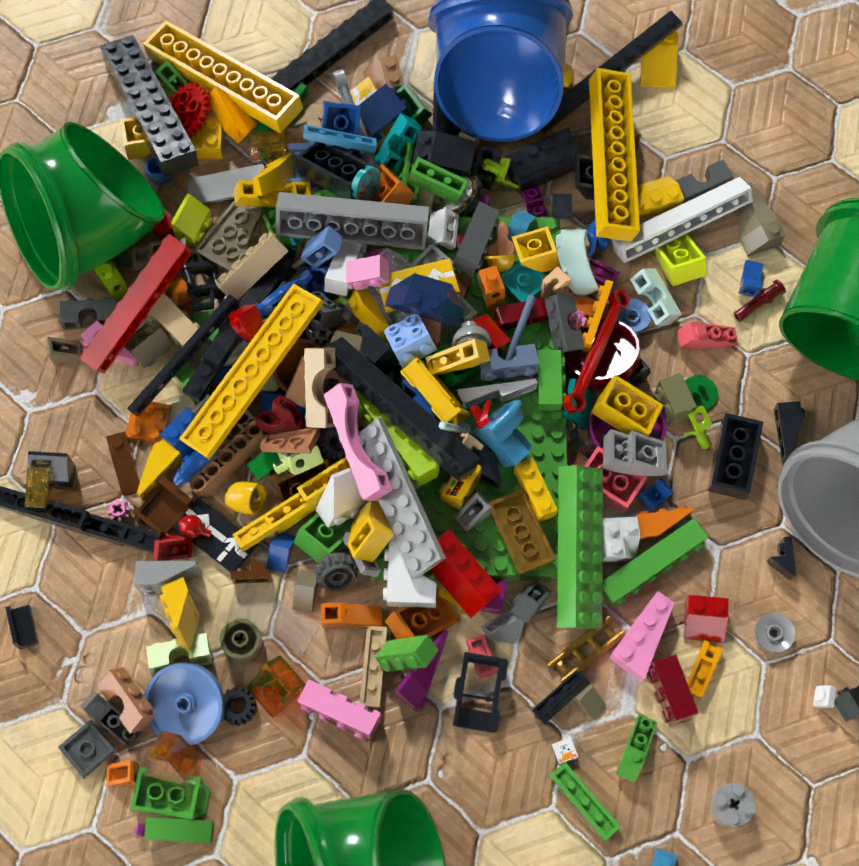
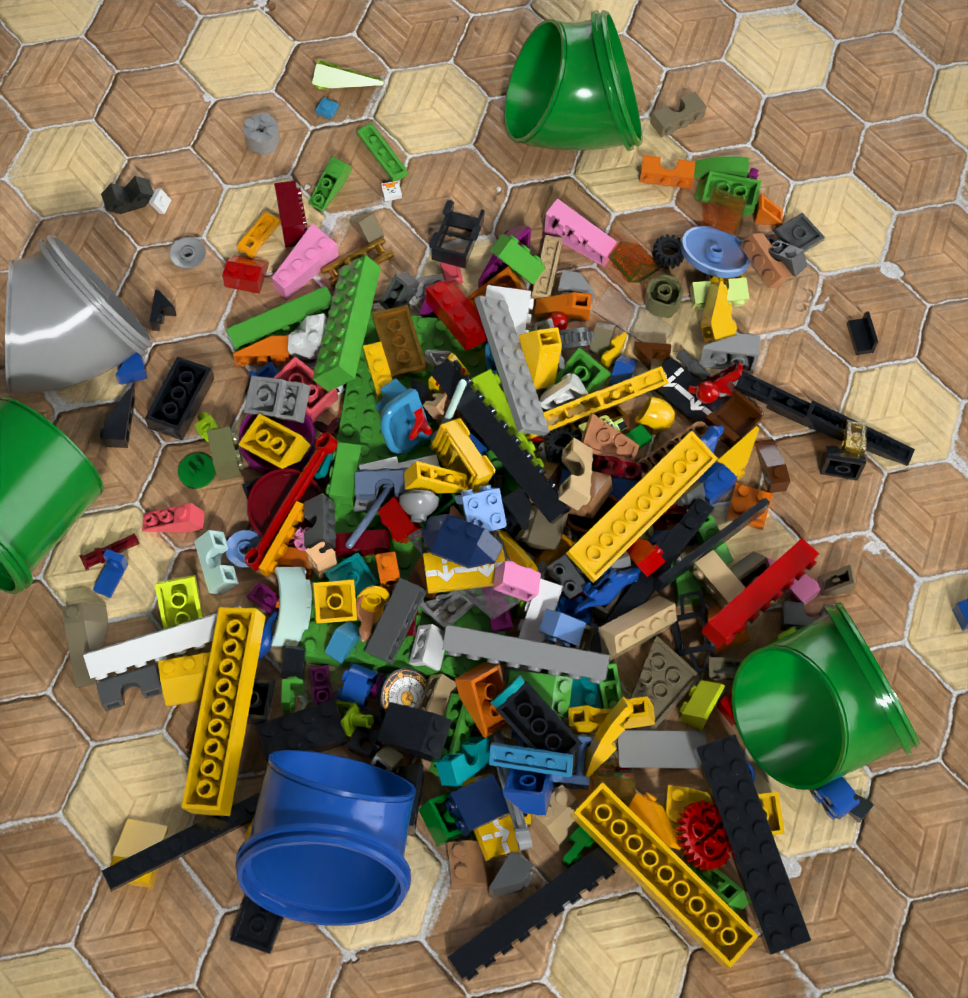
camera: 175 degrees left, 5 degrees down
(119, 506) = (776, 420): bright pink gear -> none
(207, 565) = (692, 365): none -> dark grey pin
(224, 814) = (654, 173): none -> orange arch
(289, 576) = (616, 348): none -> yellow slope
(341, 644) = (574, 282): none -> light grey slope
(343, 406) = (536, 379): bright pink arch -> none
(352, 62) = (512, 876): none -> dark grey slope
(357, 592) = (559, 320): none -> red piece
(437, 181) = (427, 694): bright green brick -> none
(503, 198) = (357, 685): none -> blue brick
(560, 696) = (387, 224): black tile -> none
(561, 185) = (290, 688): none -> bright green bracket

